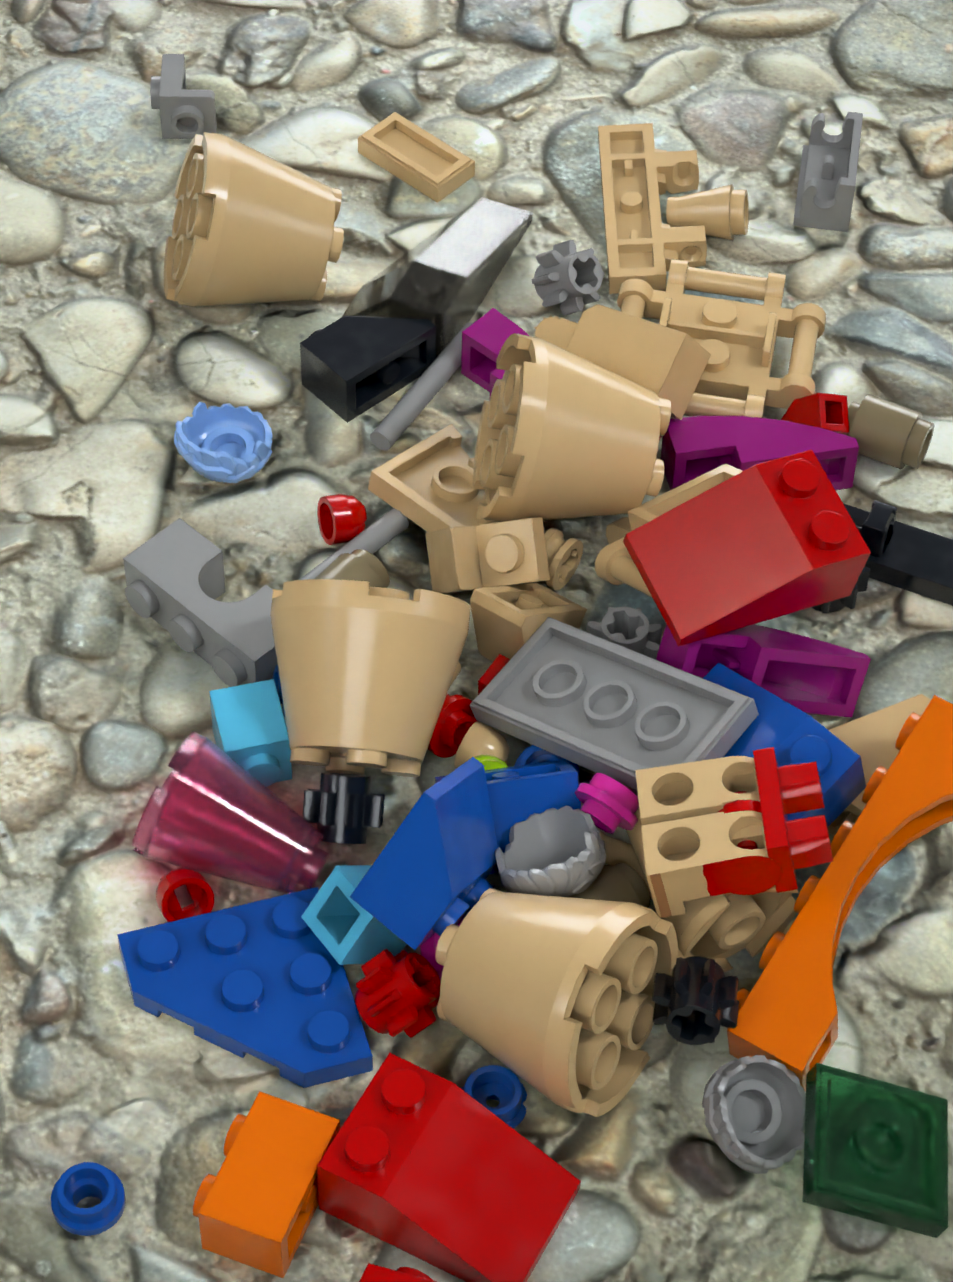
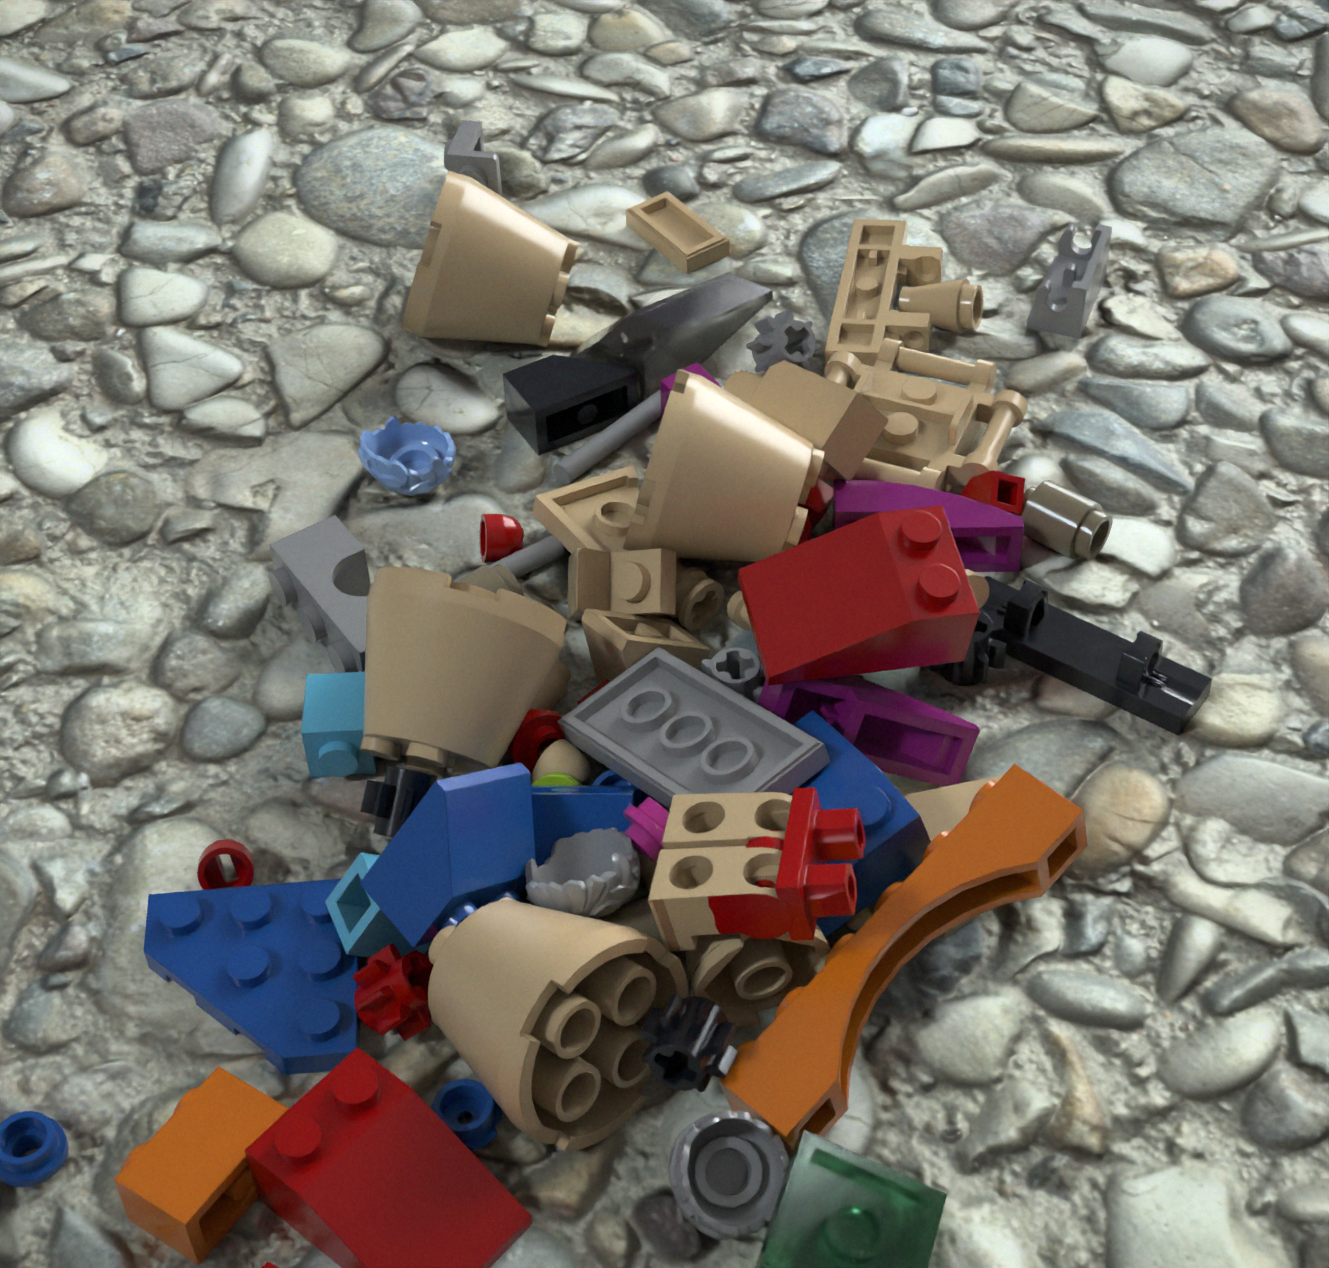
camera: 15 degrees right, 5 degrees down
(227, 824) = (278, 798): clear pink cone -> none

